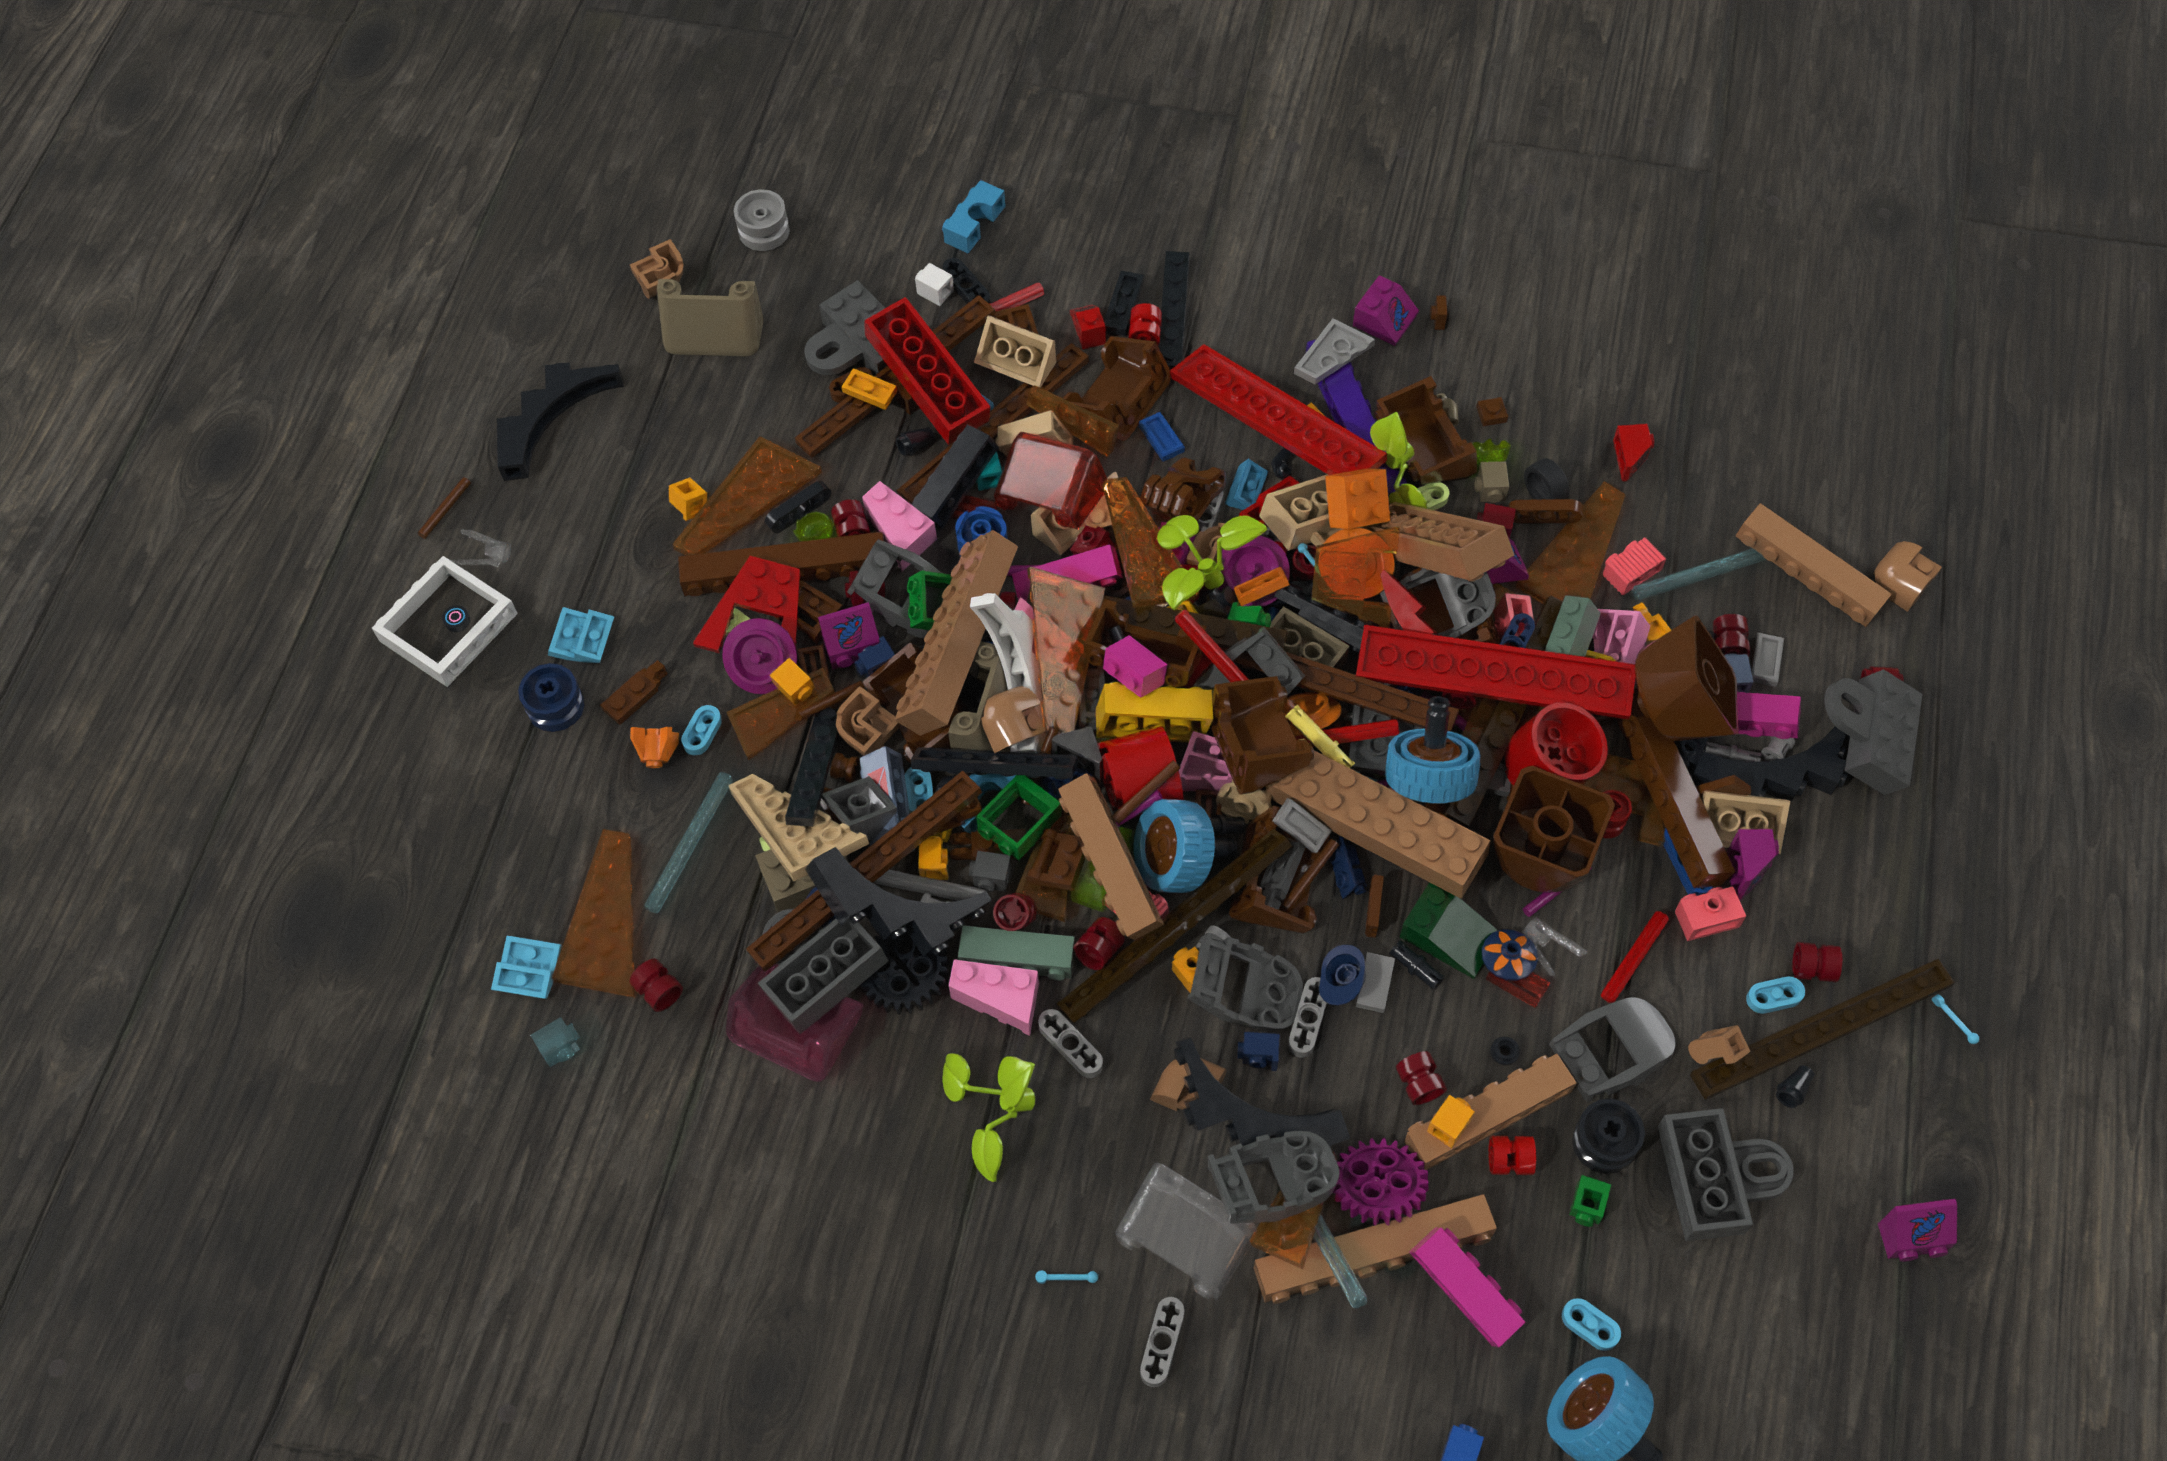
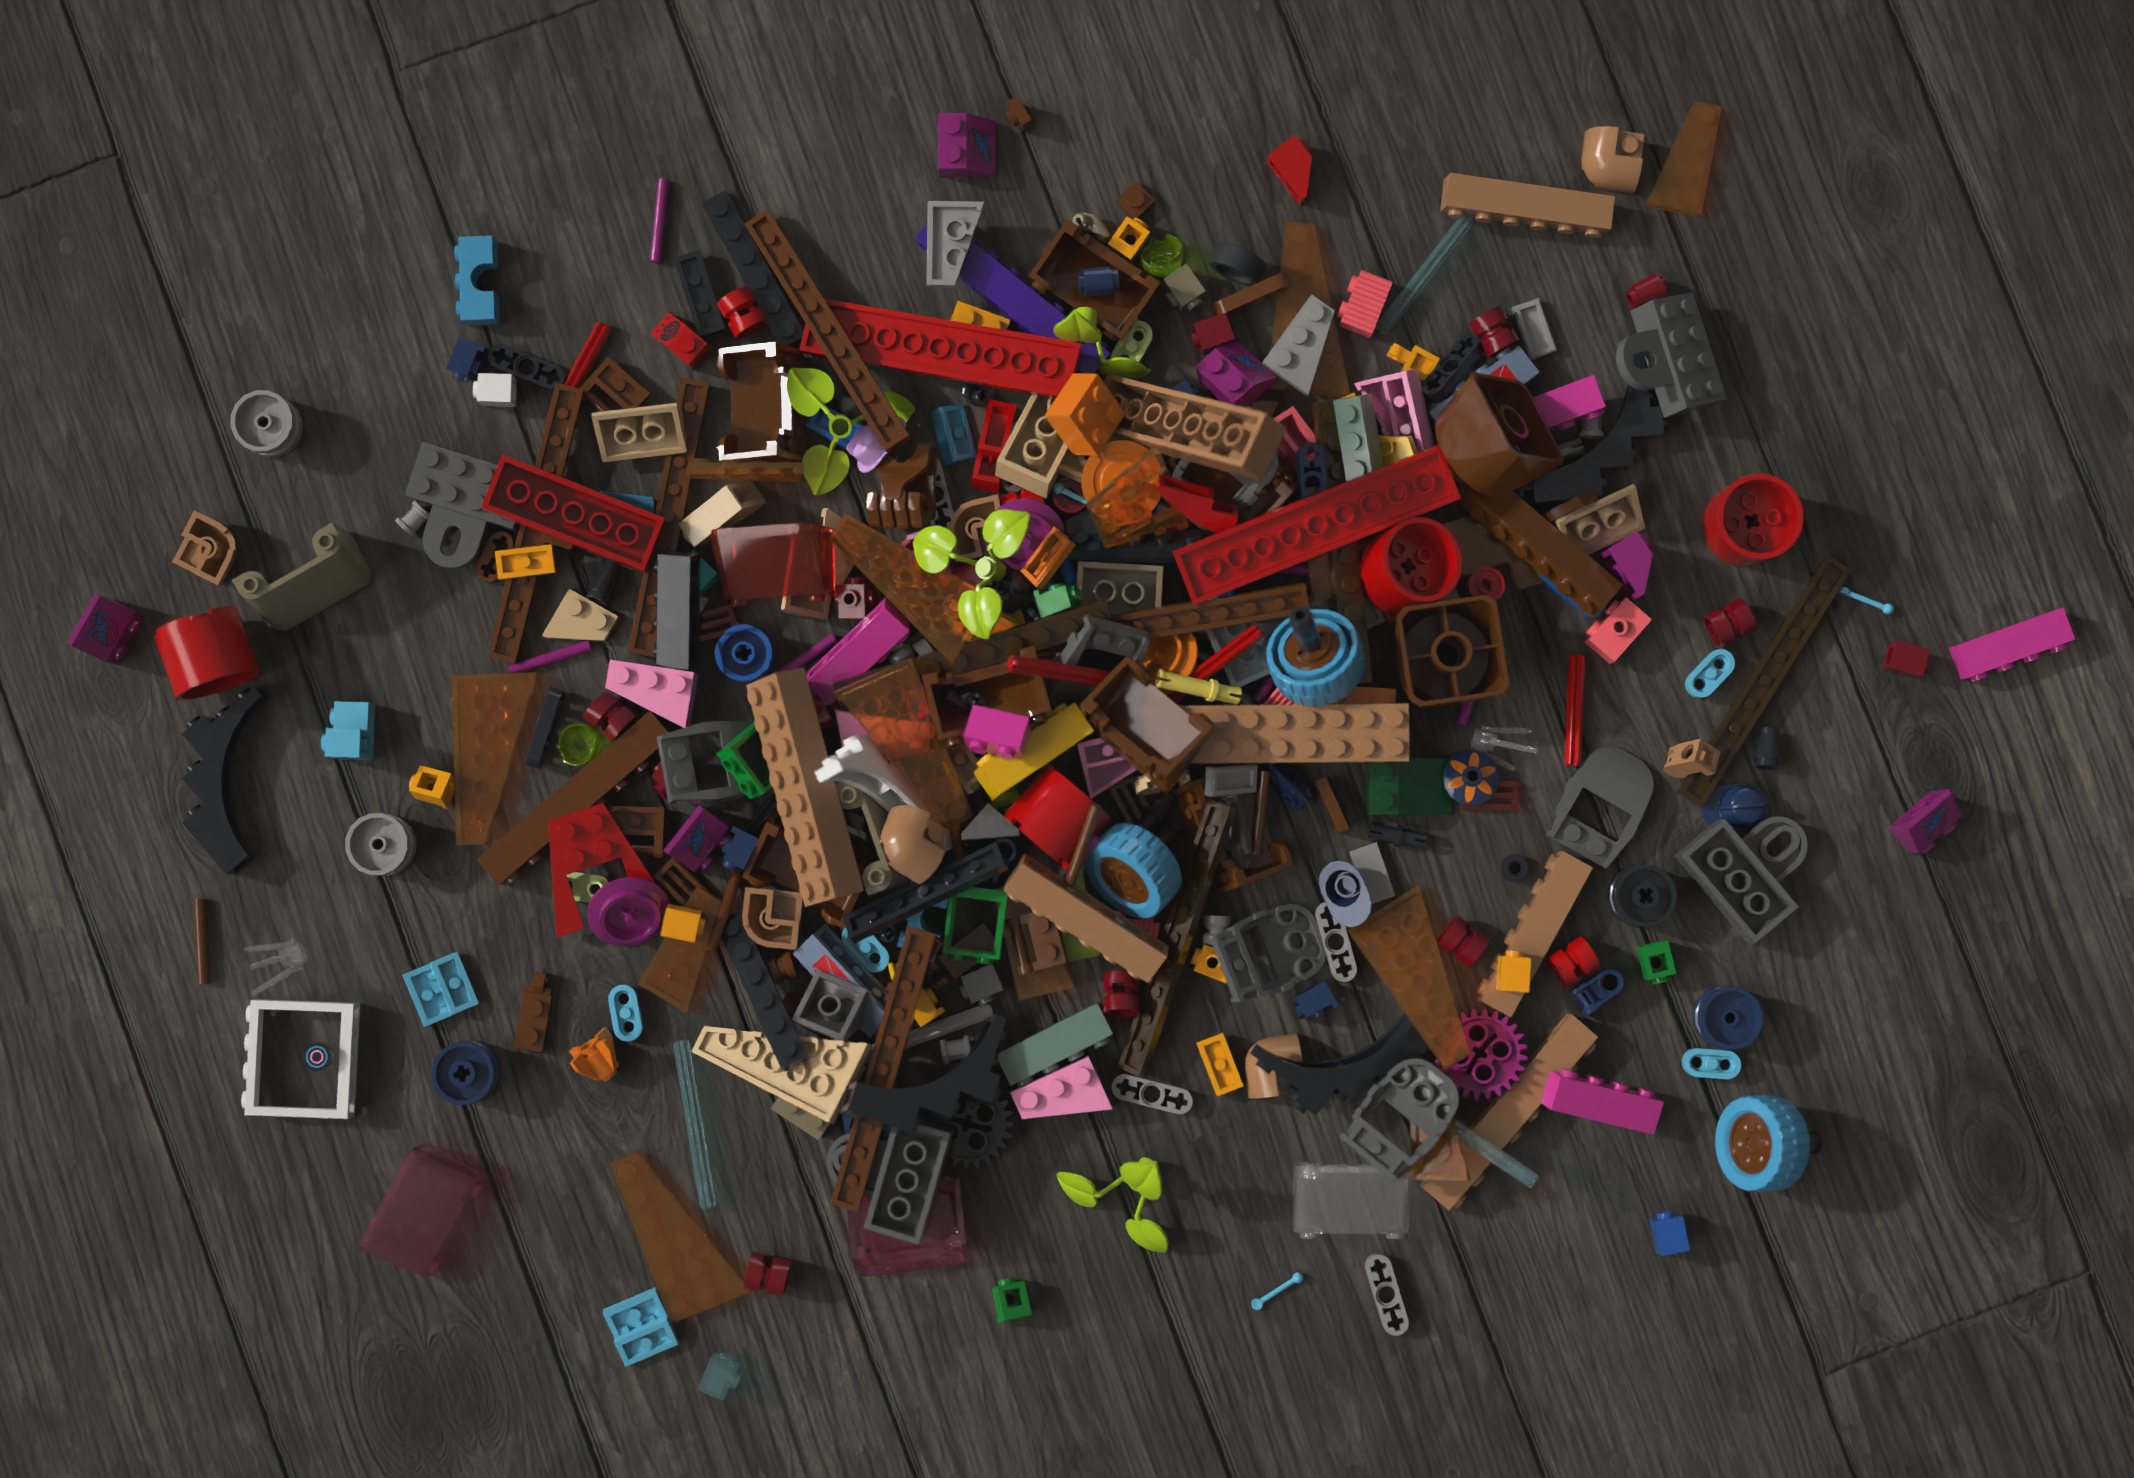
camera: 35 degrees left, 25 degrees up
(434, 768) = (420, 1210): none -> clear pink windscreen
(550, 277) = (105, 629): none -> magenta slope
(604, 321) = (206, 653): none -> red brick
(619, 511) = (373, 829): none -> light grey wheel
(659, 431) = (351, 732): none -> medium azure brick
(812, 328) = (413, 519): none -> light grey bush
(829, 1143) = (1020, 1303): none -> green brick
(842, 468) = (550, 657): none -> magenta bar
(879, 455) = (580, 620): none -> tan wing
(927, 252) = (466, 360): none -> dark blue brick
(1014, 911) = (1032, 1014): dark red wheel -> none
(1128, 248) = (659, 220): none -> magenta bar
(1144, 1053) = (1219, 1064): none -> light orange plate
(1158, 394) = (808, 392): none -> lime plant
(1179, 447) = (867, 448): none -> lavender piece
(1199, 366) = (827, 331): none -> reddish brown plate
(1361, 1065) = (1408, 961): none -> clear orange wing
(1428, 437) = (1098, 281): none -> dark blue brick
(1472, 426) = (1135, 229): none -> light orange brick
(1516, 1193) = (1594, 991): none -> dark blue piece
(1560, 564) = (1301, 345): none -> light grey wing
(1640, 1273) = (1710, 1013): none -> dark blue wheel
(1744, 1116) = (1739, 804): none -> dark blue piece
(1882, 886) = (1774, 516): none -> red brick
(1965, 615) = (1687, 168): none -> clear orange wing
(1970, 1086) = (1907, 660): none -> dark red brick
(2081, 1129) = (2011, 644): none -> dark pink brick

